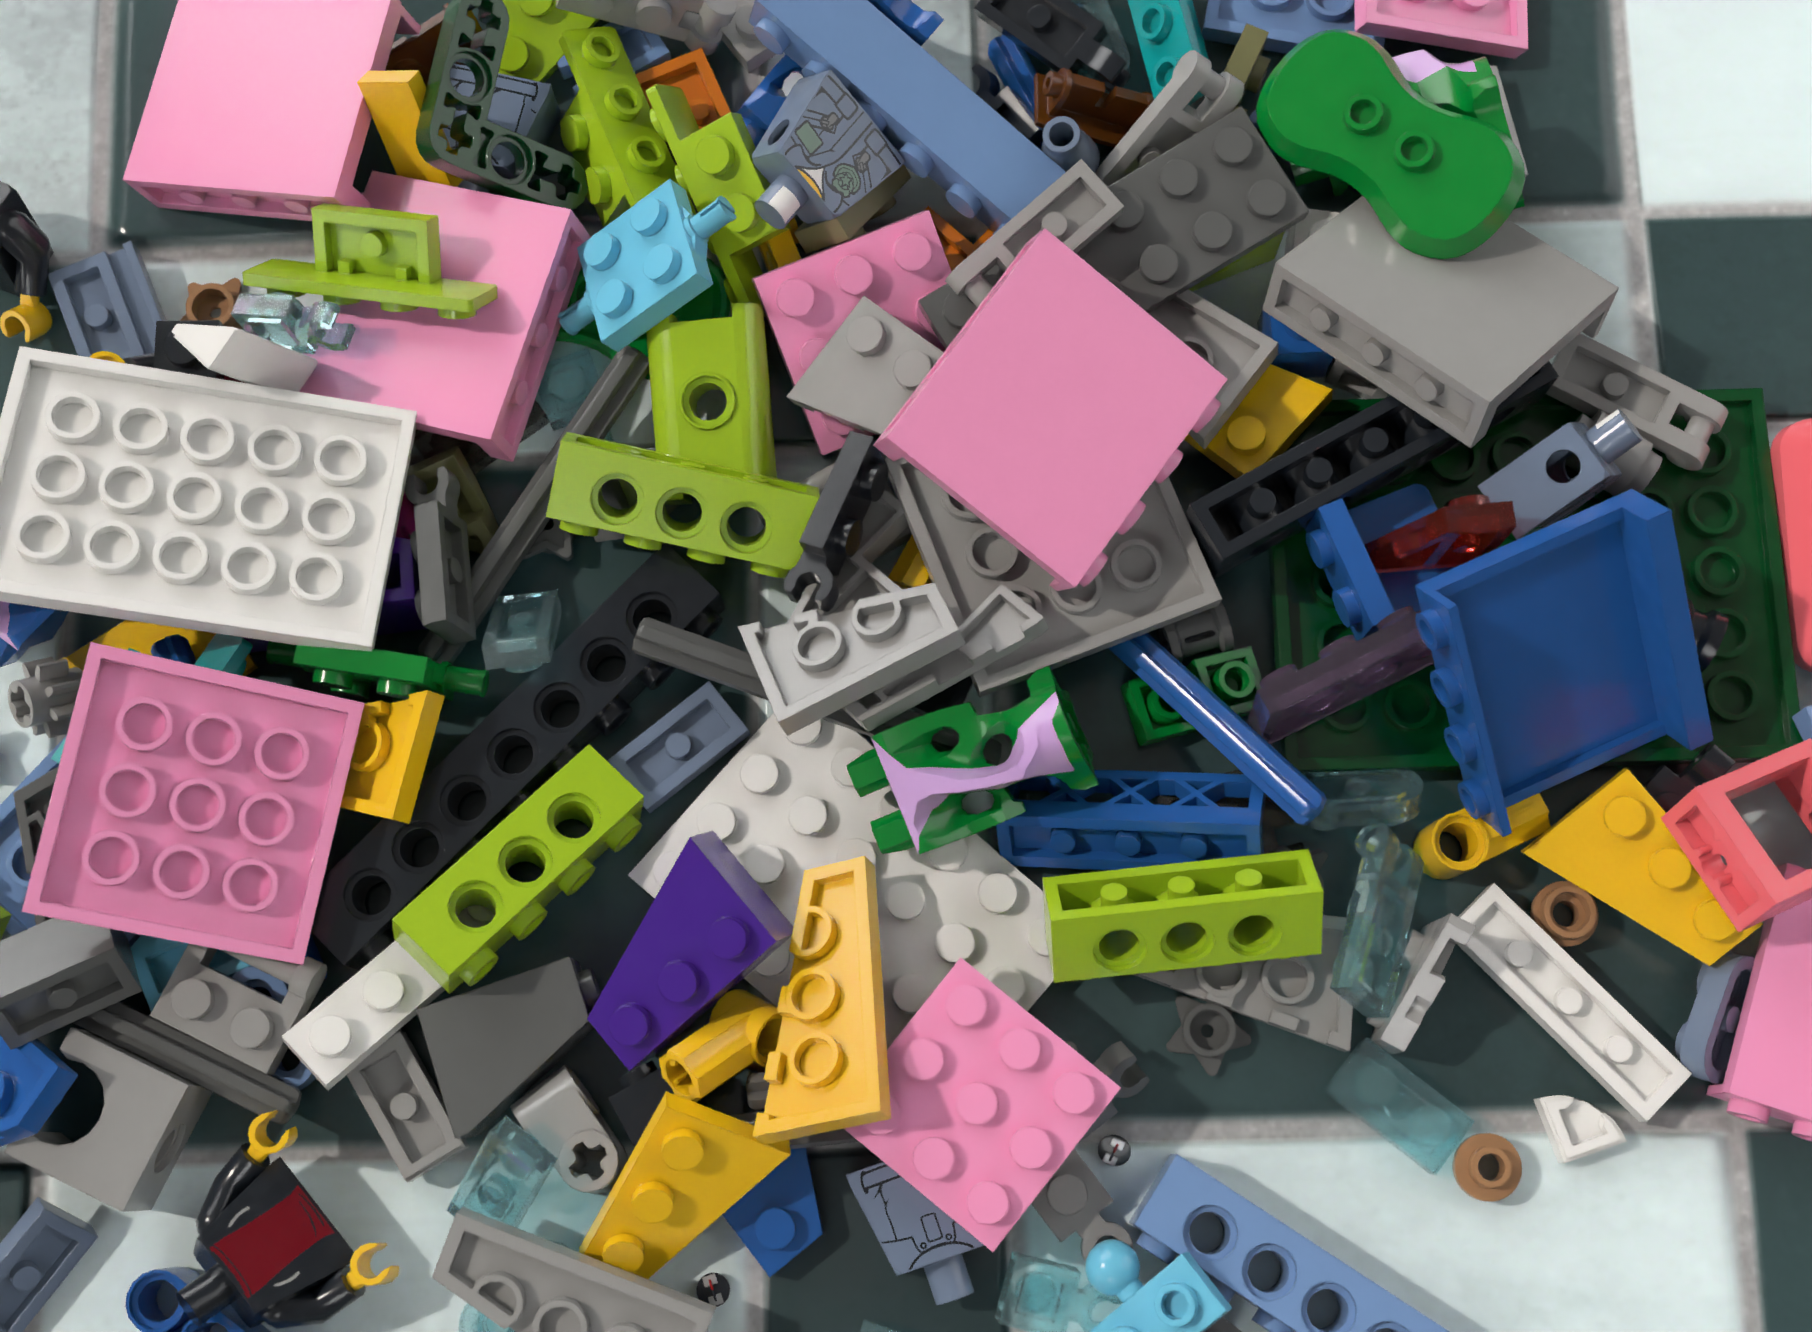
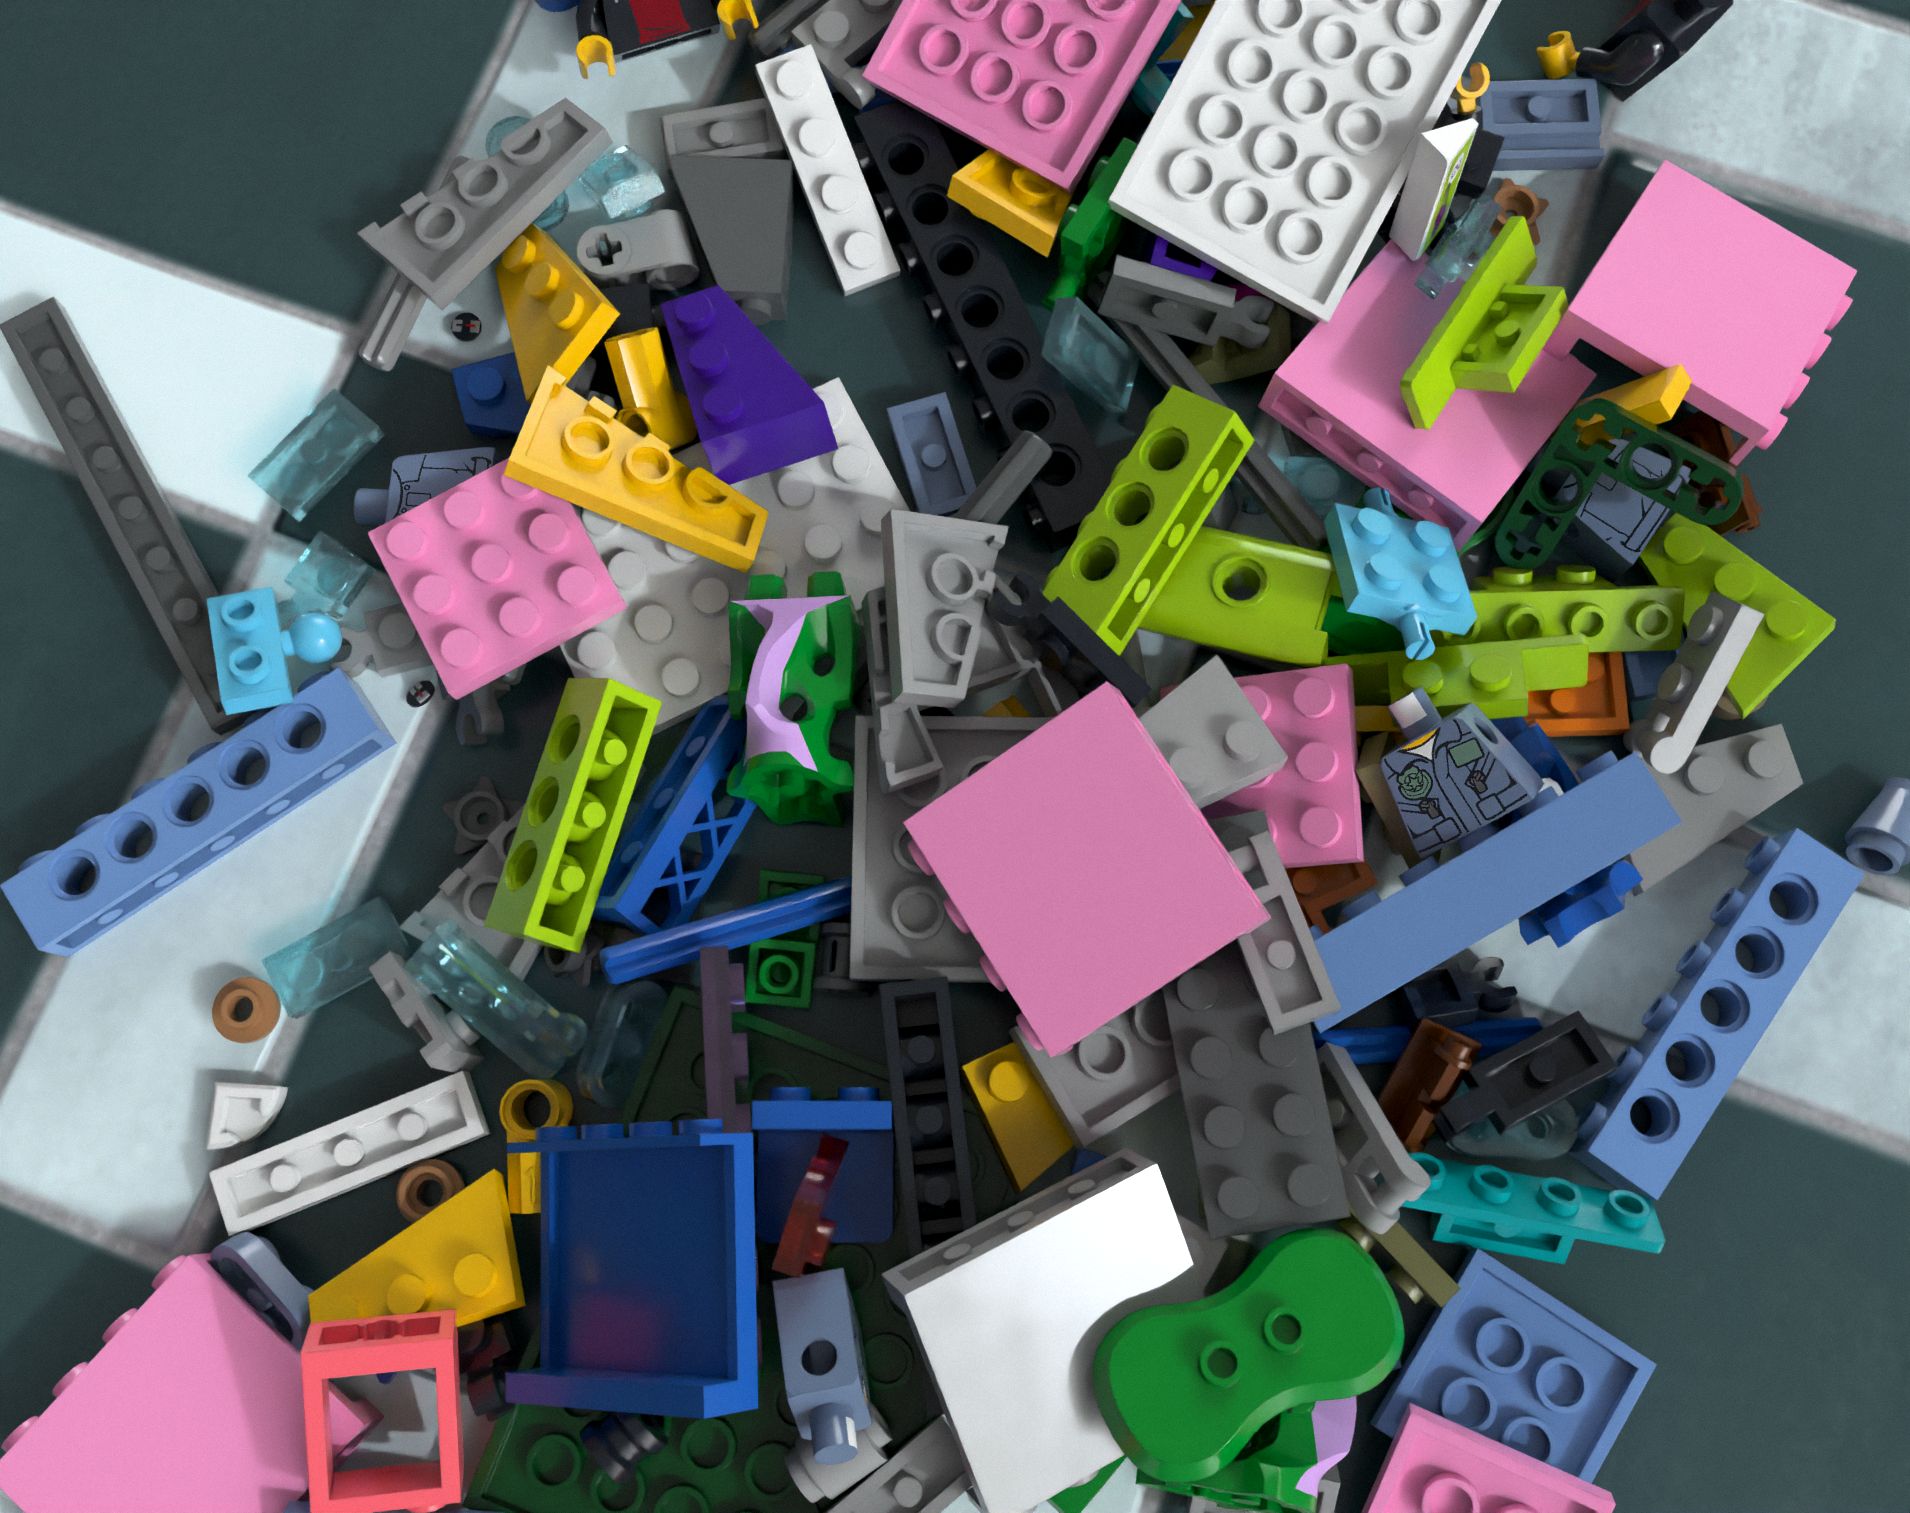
camera: 110 degrees right, 0 degrees up
(581, 790) = (850, 186): lime brick -> none
(1068, 144) = (1369, 1044): sand blue cone -> none

